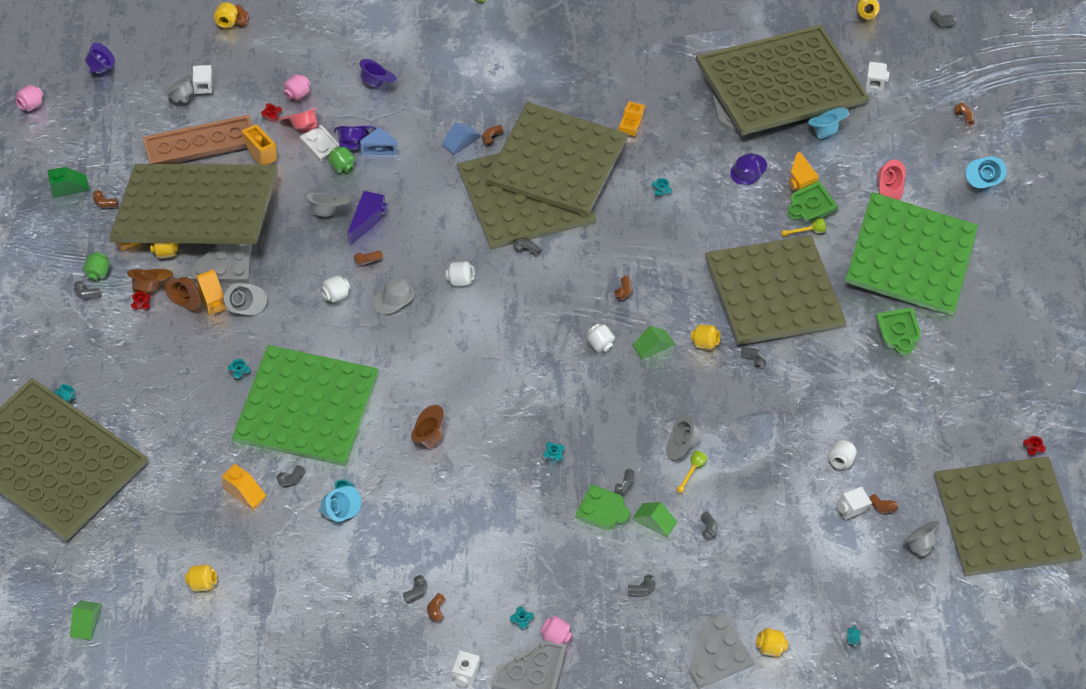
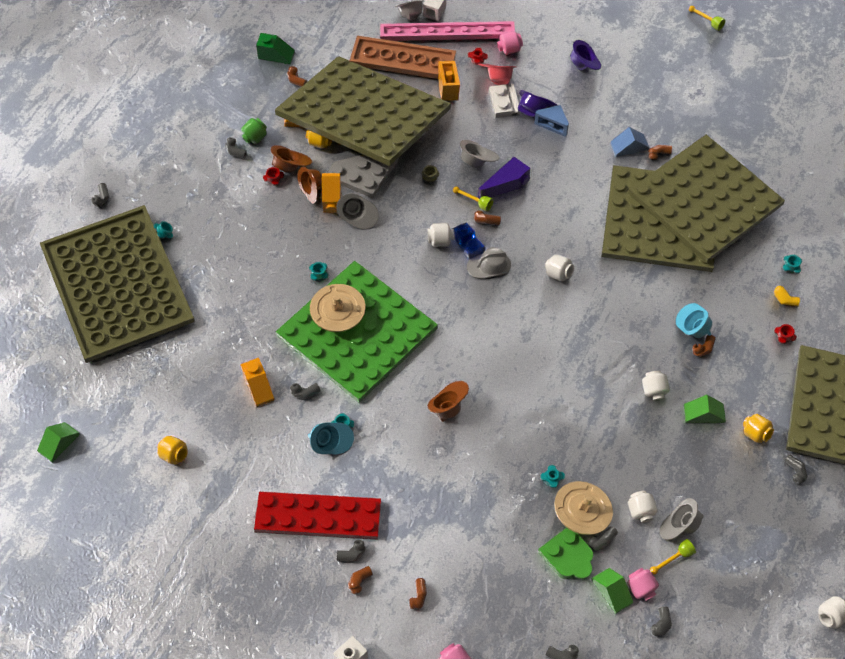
camera: 30 degrees right, 5 degrees up
(226, 99) = (445, 31): none -> bright pink plate
(281, 390) = (337, 307): none -> tan piece
(291, 238) = (430, 173): none -> olive plate
(341, 159) = (512, 121): bright green head -> none
(358, 244) = (484, 202): none -> lime hinge
(362, 285) = (467, 240): none -> clear blue slope
(367, 574) = (317, 515): none -> red plate
(497, 602) = (421, 593): none -> dark orange arm
(521, 623) = (425, 627): teal plate -> none
(528, 244) = (637, 266): dark grey arm -> none
(595, 464) = (583, 508): none -> tan piece
(604, 269) = (694, 320): none -> medium azure piece
(632, 118) = (798, 188): light orange slope -> none
(644, 441) = (642, 506): none -> white head
(670, 219) = (784, 298): none -> yellow arm
(678, 502) = (642, 584): none -> bright pink head
(686, 248) = (789, 330): none -> red plate

